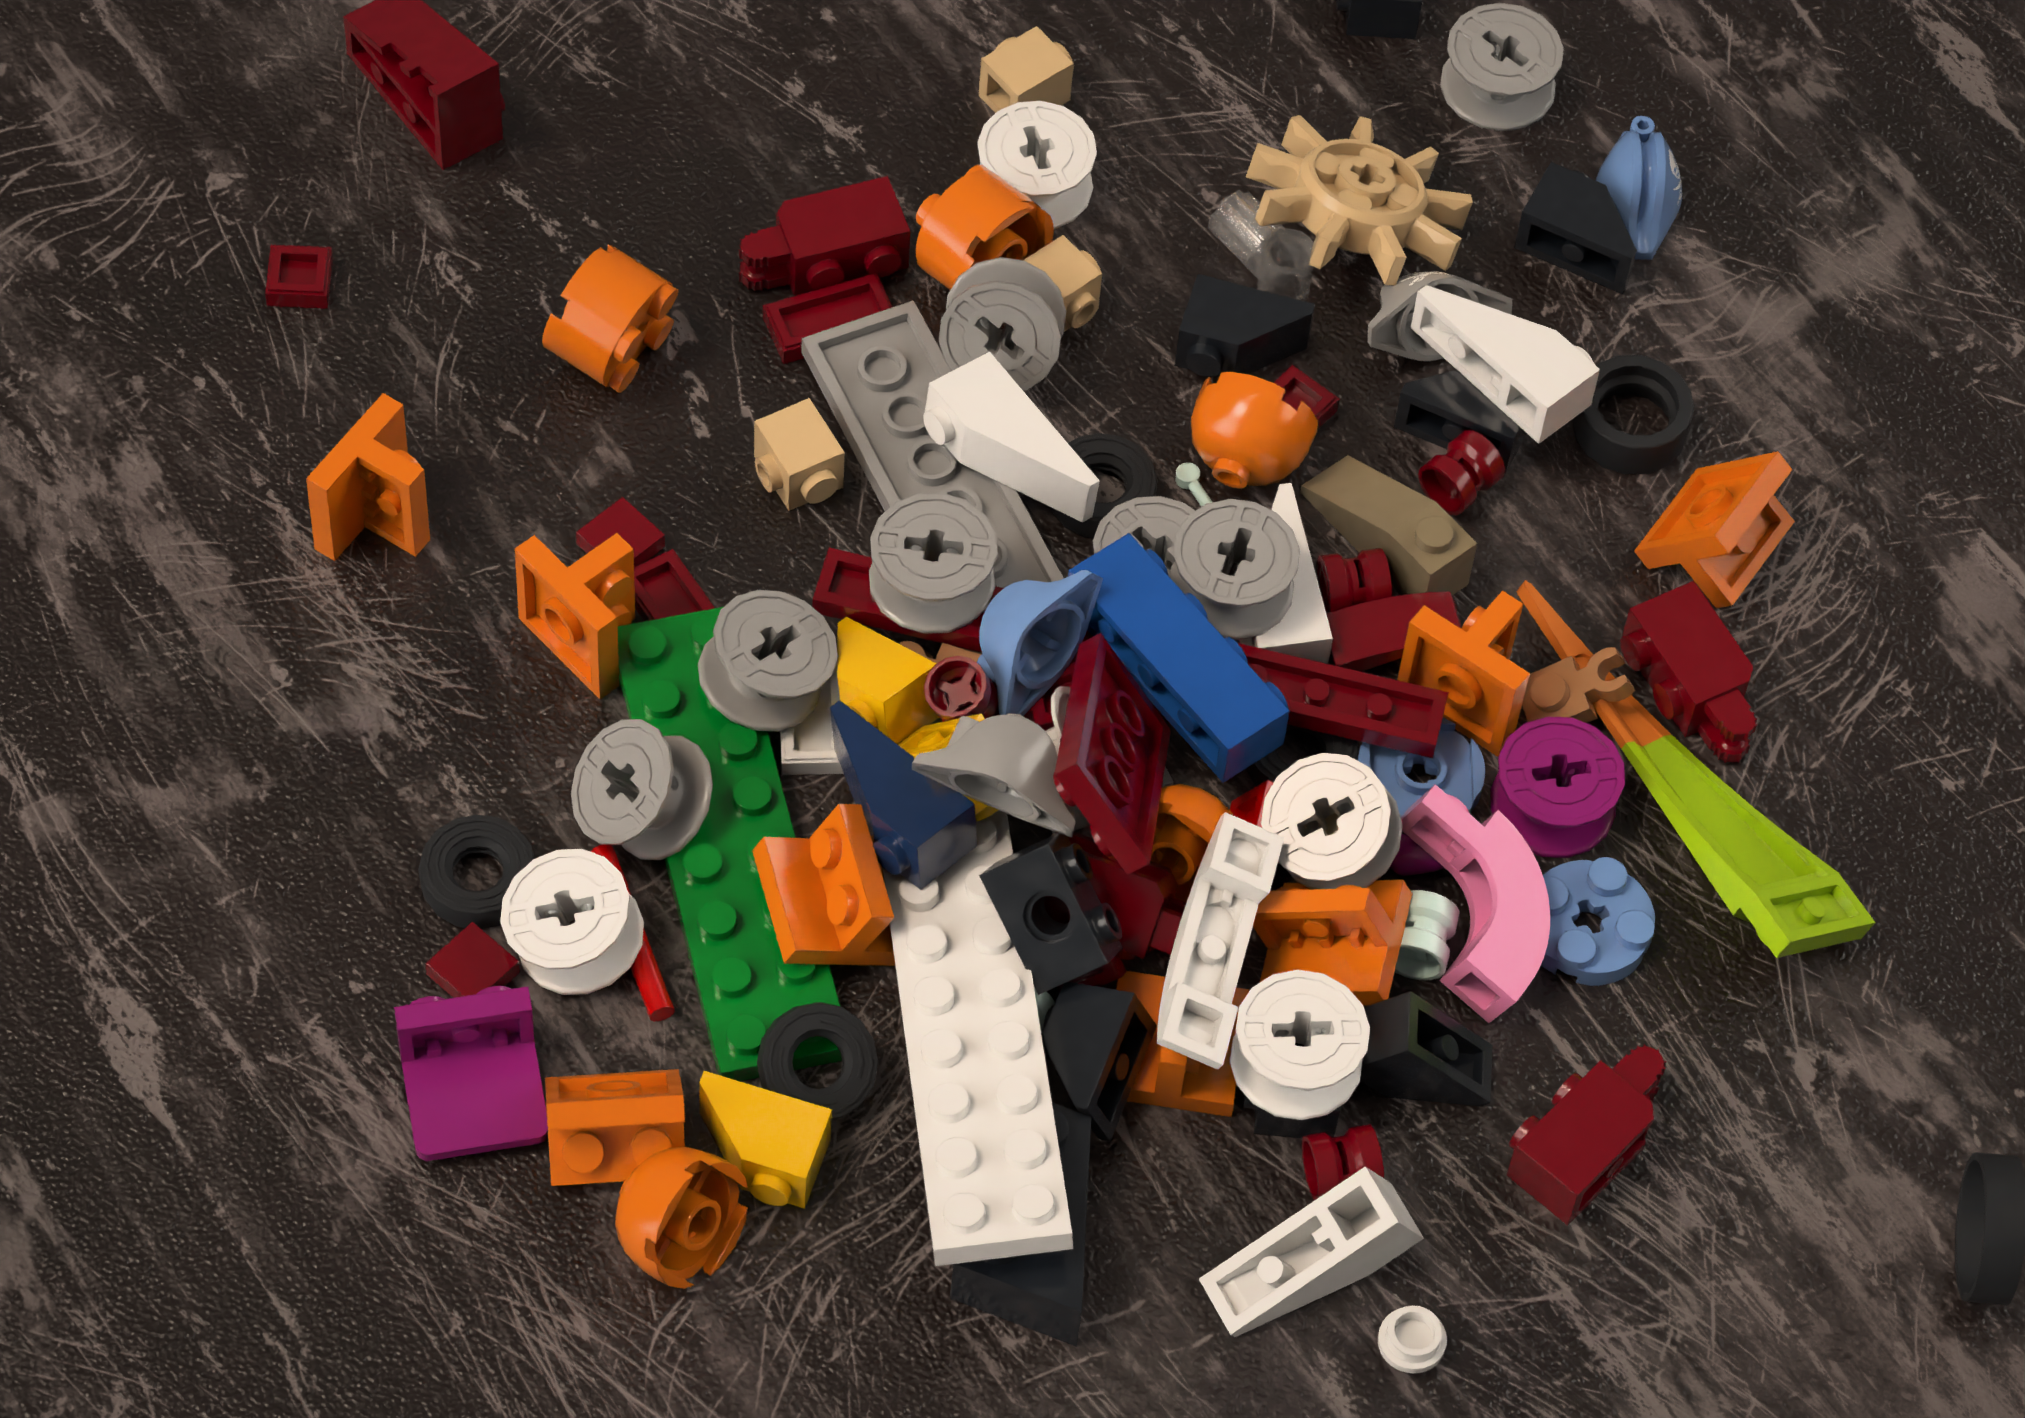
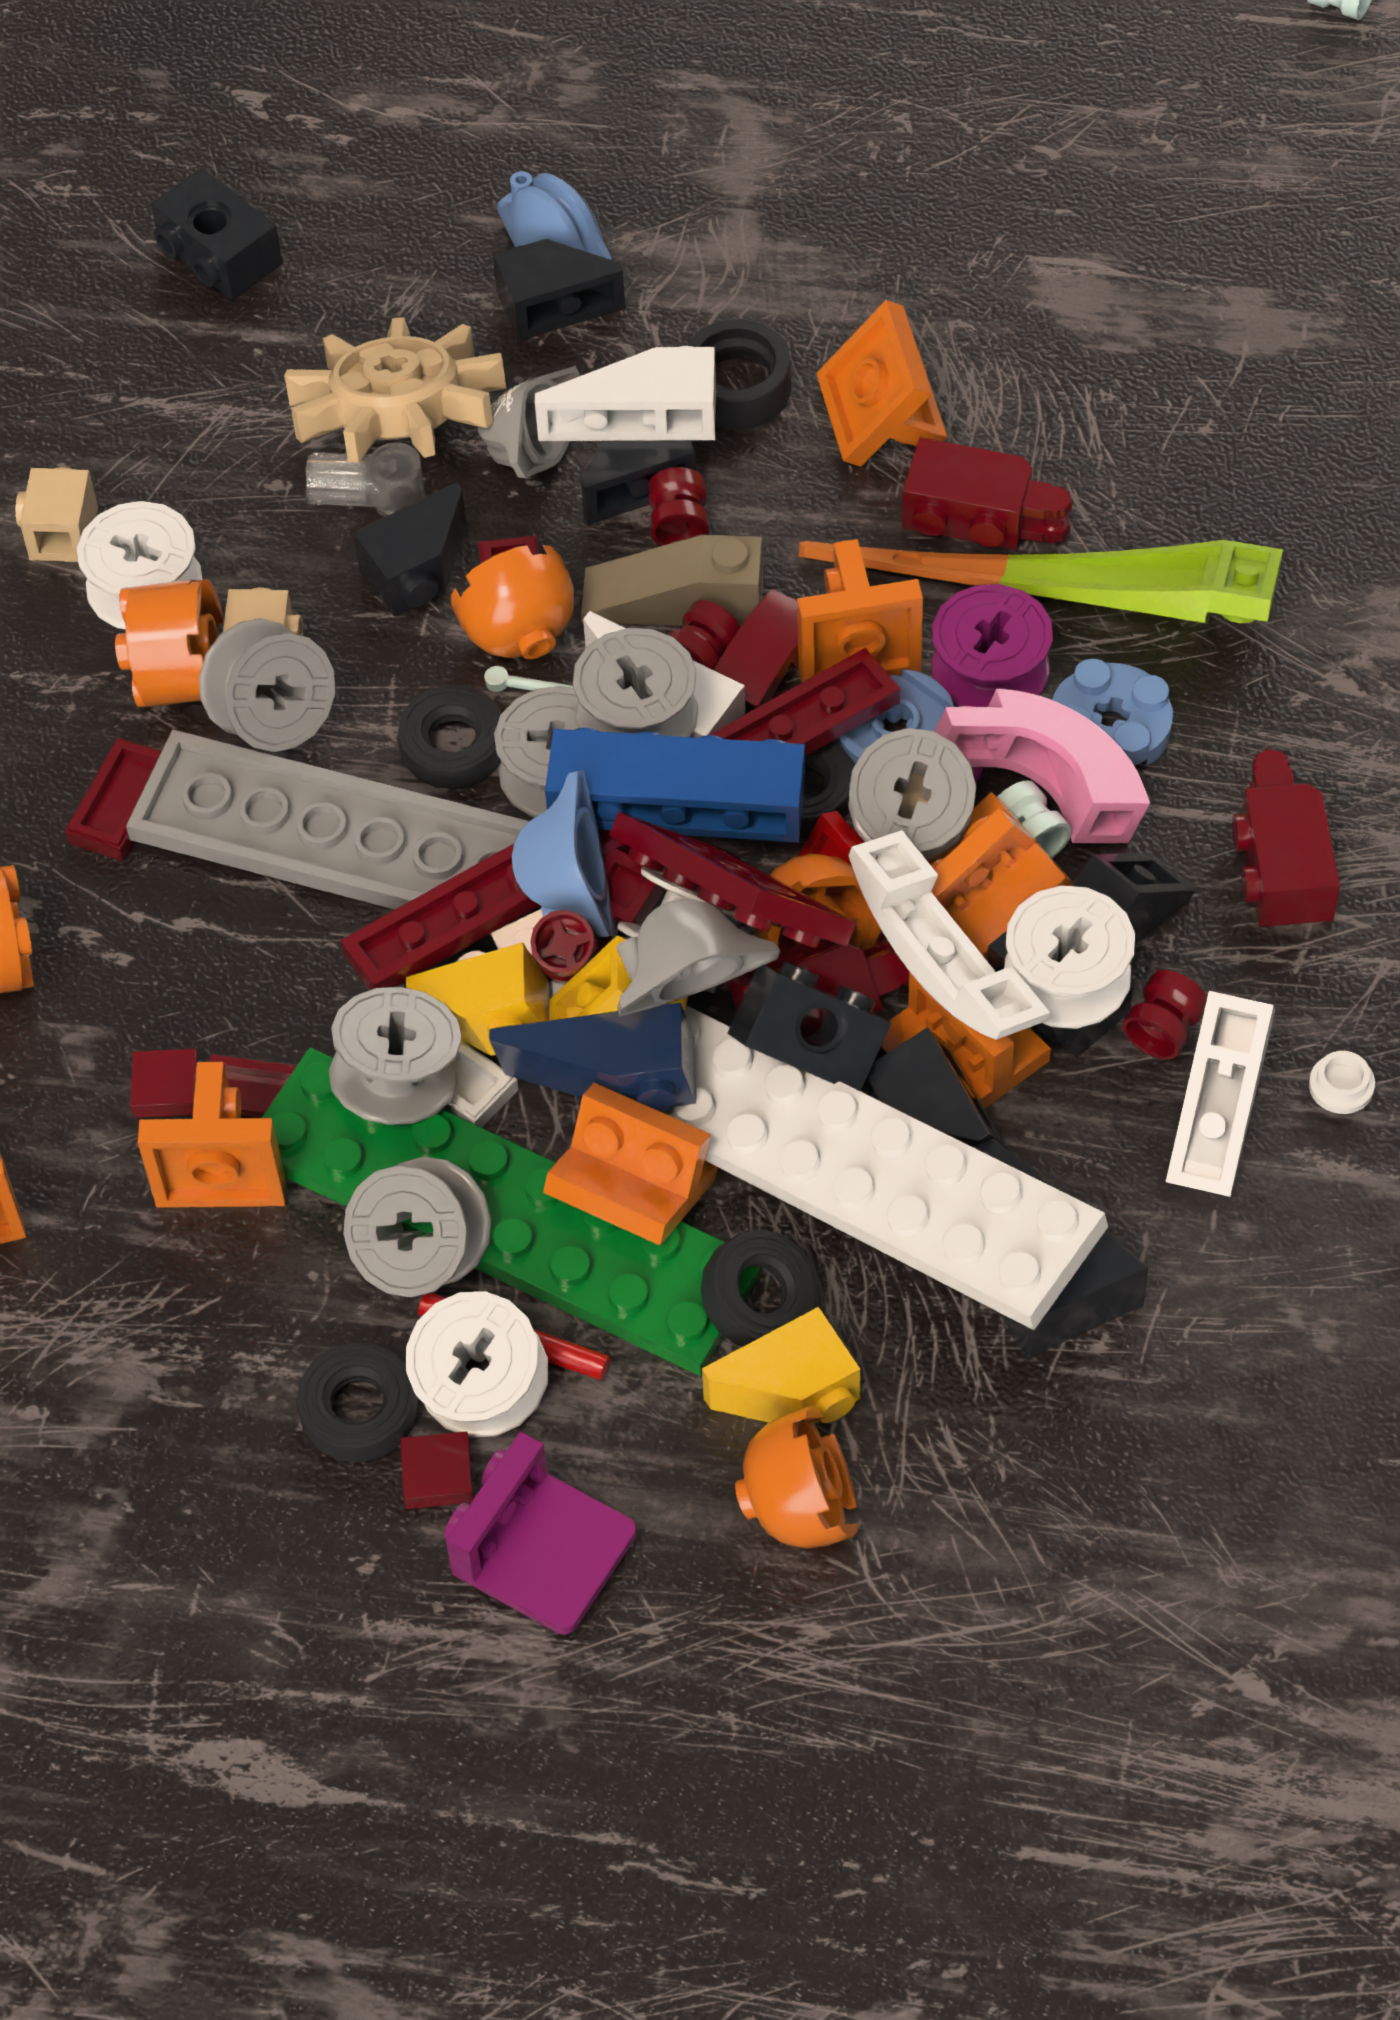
camera: 40 degrees left, 0 degrees up
(611, 1123) = (677, 1467): orange bracket -> none
(798, 455) = (224, 906): tan brick -> none
(828, 239) = (60, 742): dark red hinge -> none
(932, 563) = (436, 877): light grey piece -> none
(1006, 437) = (363, 755): white slope -> none
(1501, 66) = (372, 227): light grey piece -> none
(1570, 691) = (931, 572): medium nougat plate -> none

